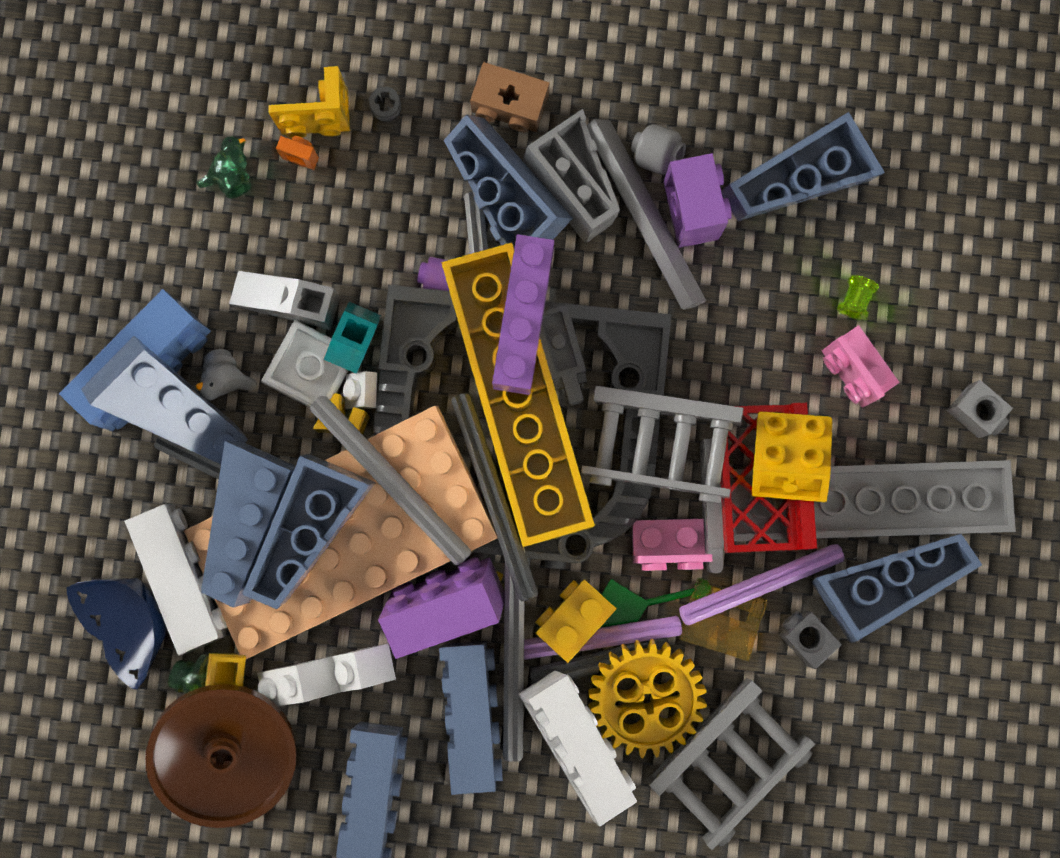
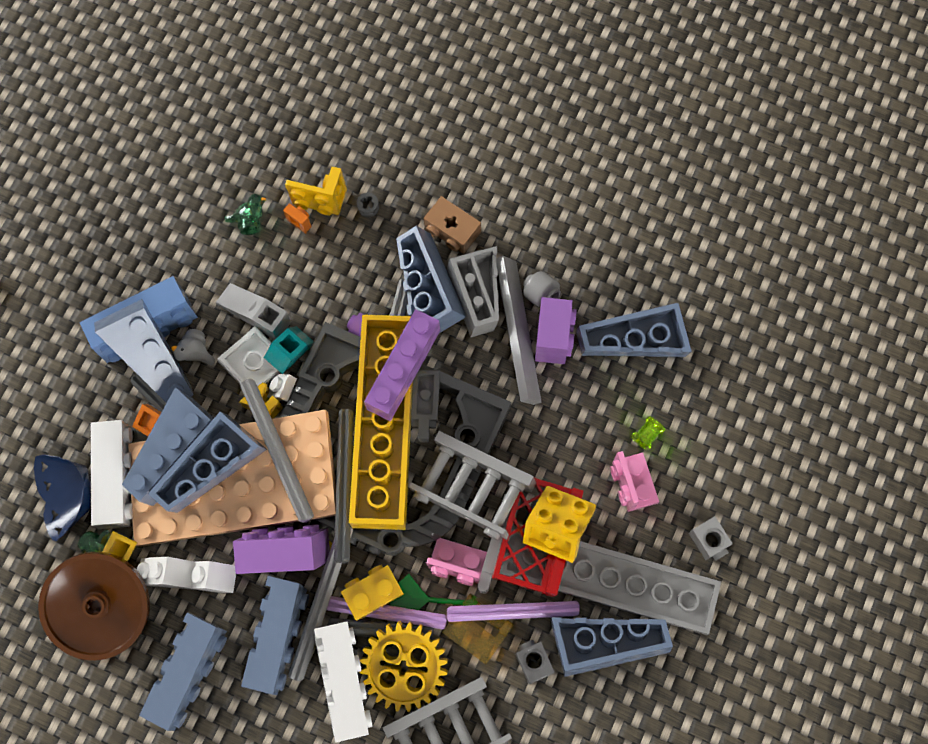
camera: 20 degrees right, 10 degrees down
(199, 491) = (146, 419): none -> orange plate

